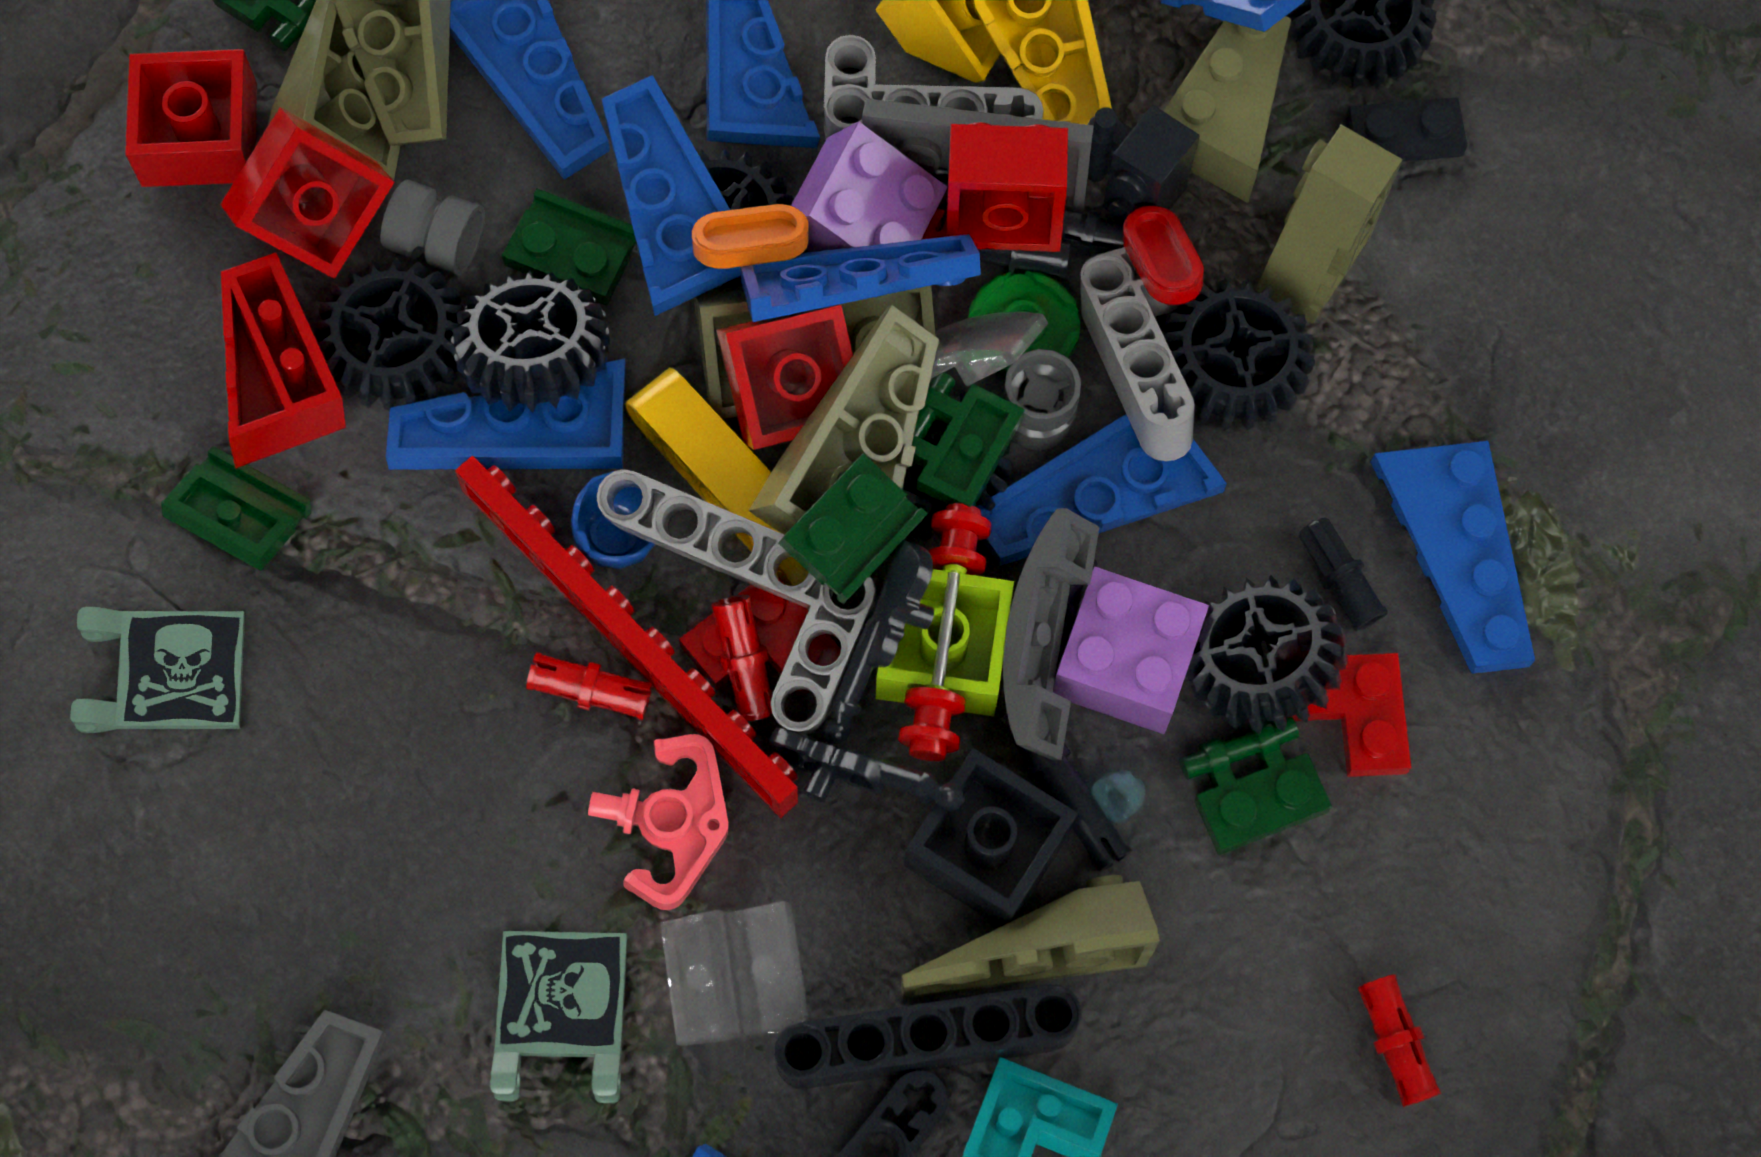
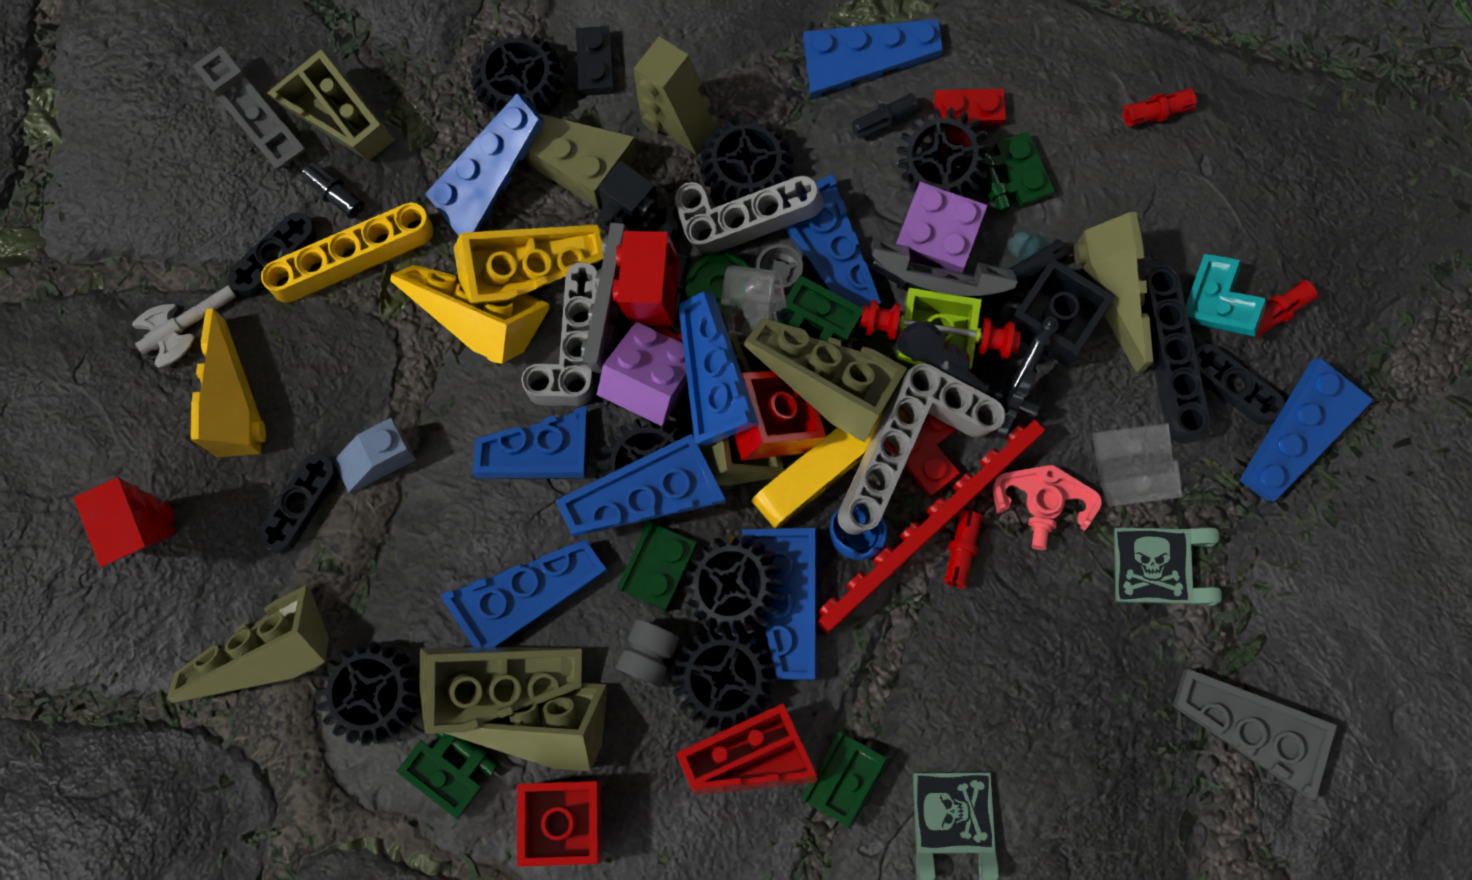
camera: 85 degrees left, 5 degrees up
(306, 193) = (632, 733): red brick -> none
(744, 656) = (949, 452): red pin -> none
(750, 236) = (682, 434): orange tile -> none
(852, 528) = (890, 371): dark green plate -> none
(1163, 255) = (691, 193): red tile -> none

